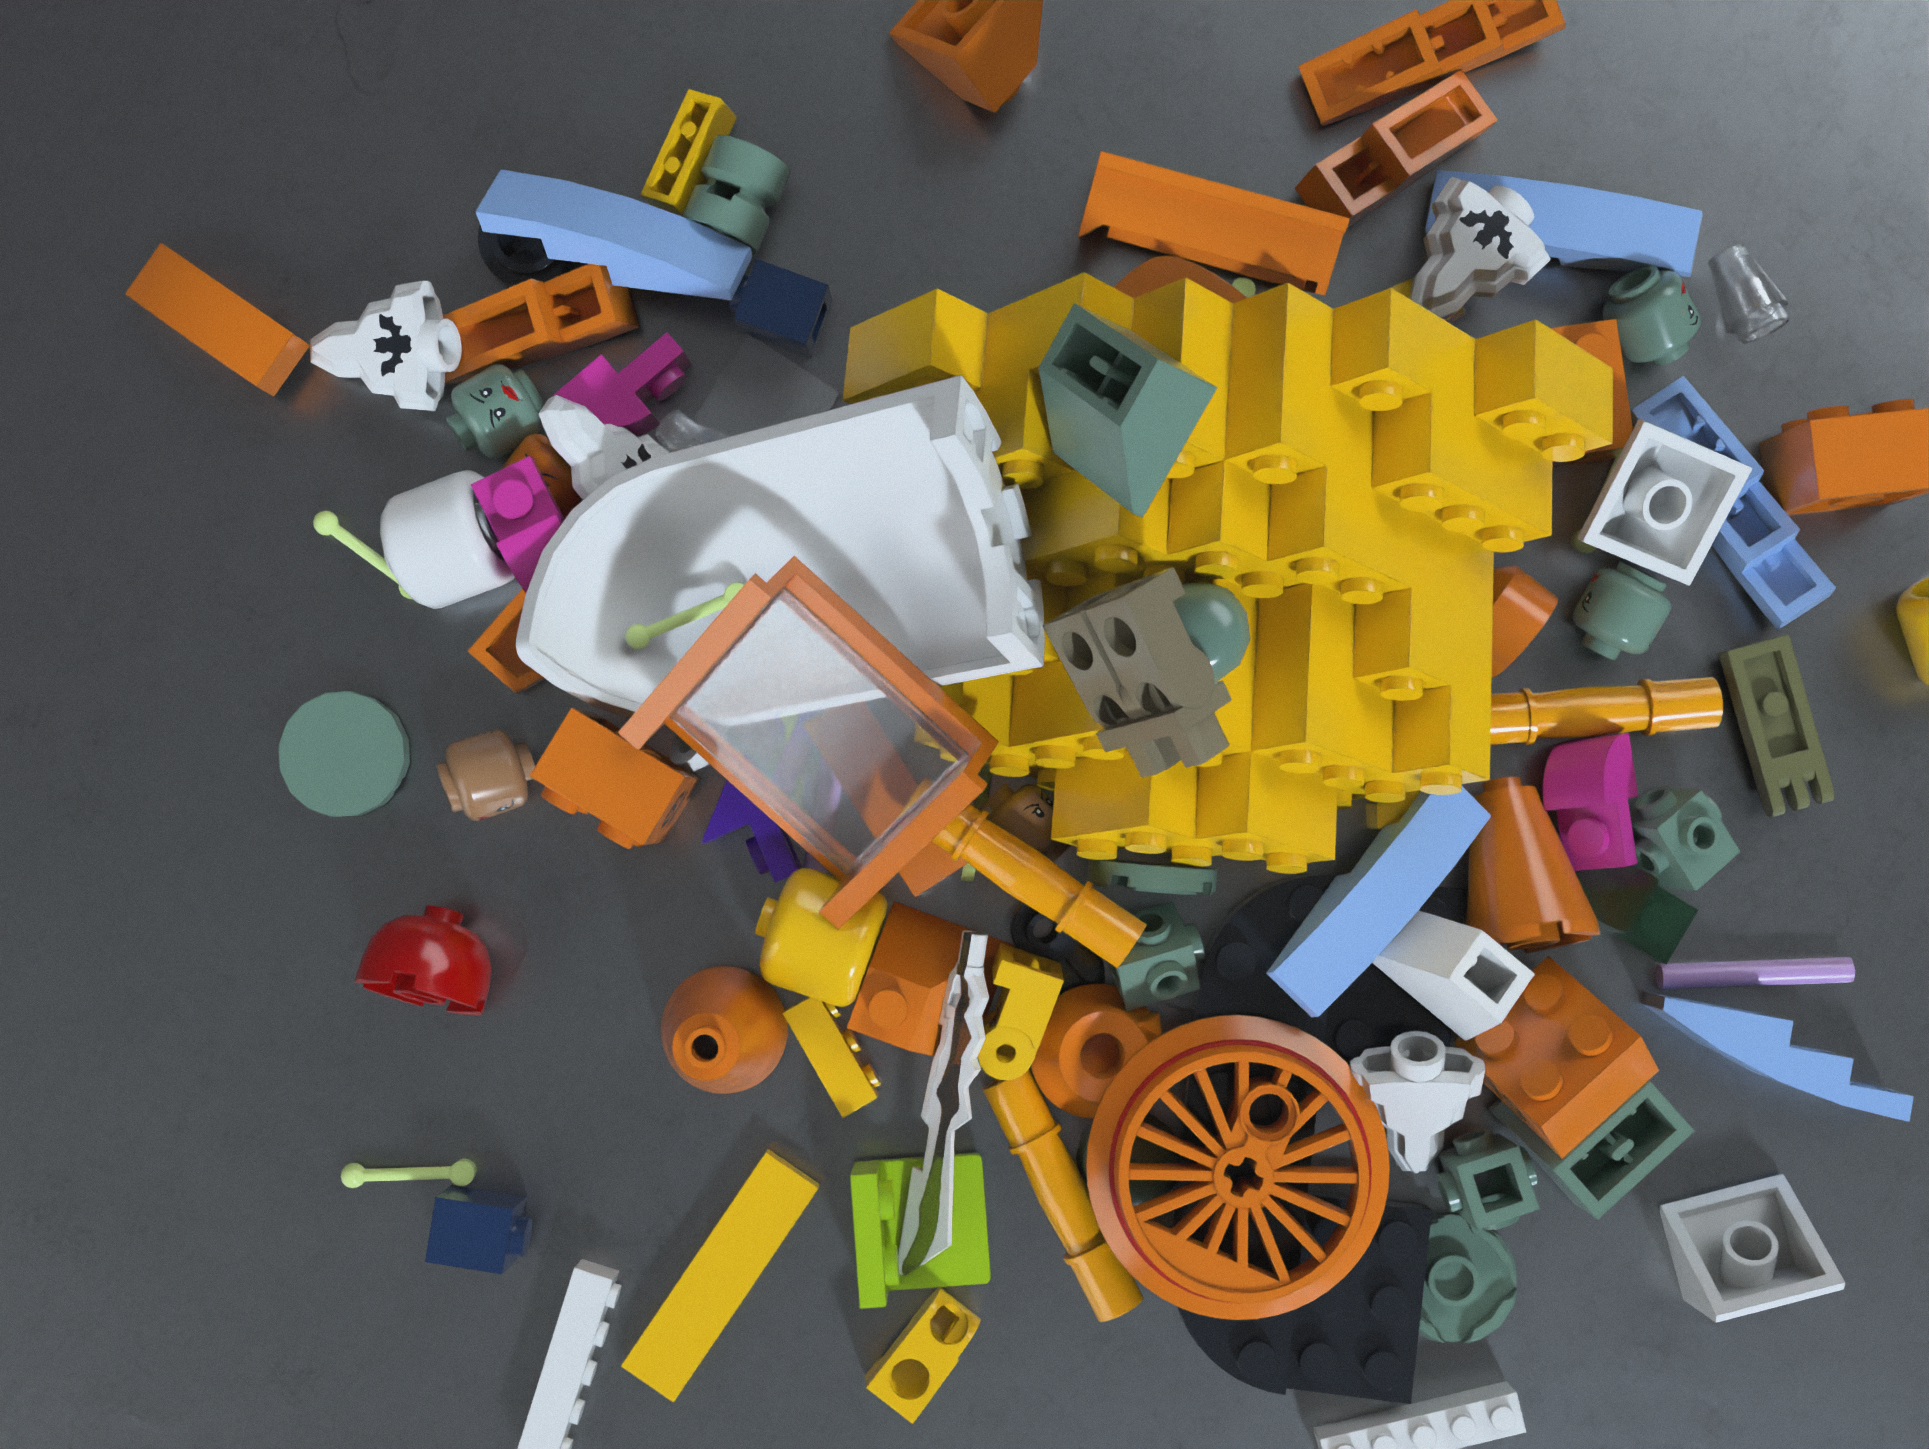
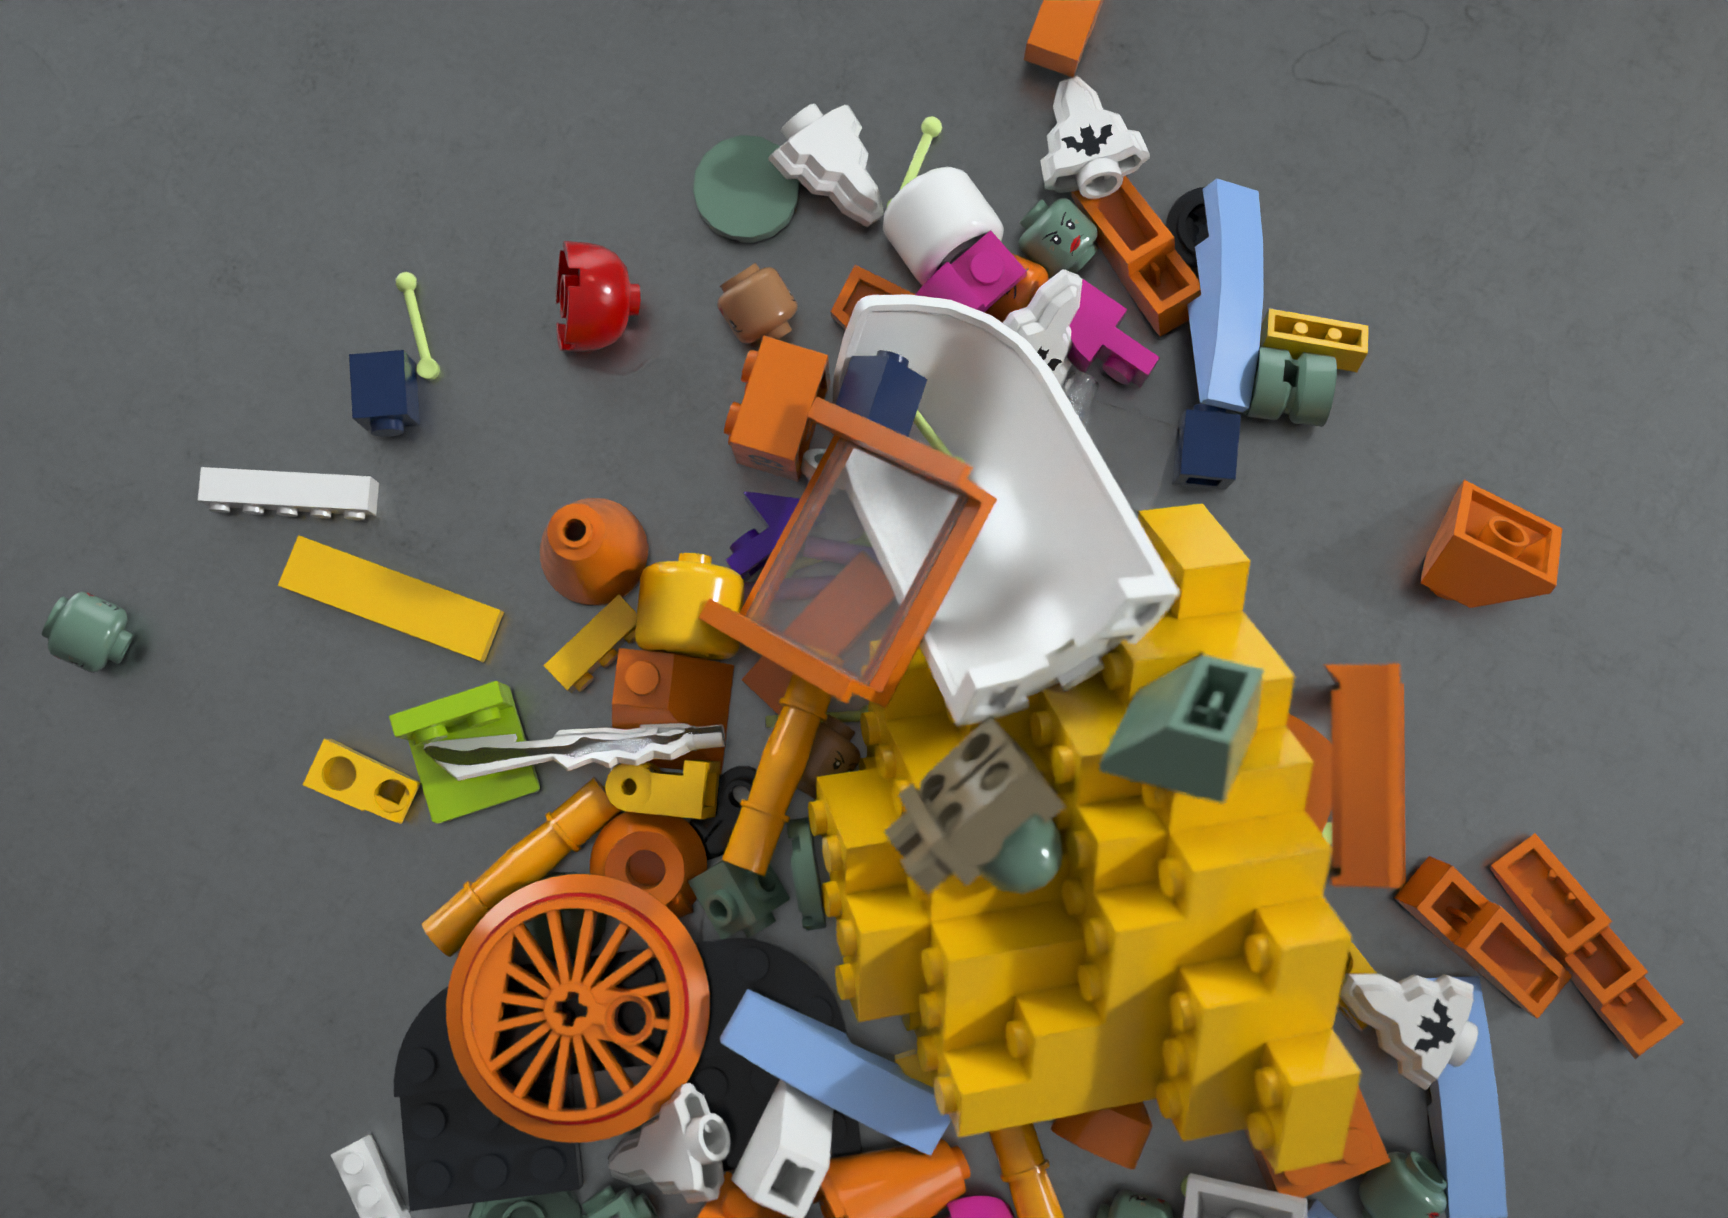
camera: 75 degrees right, 5 degrees down
(337, 649) = (830, 161): none -> white rock
(630, 655) = (882, 390): none -> dark blue brick

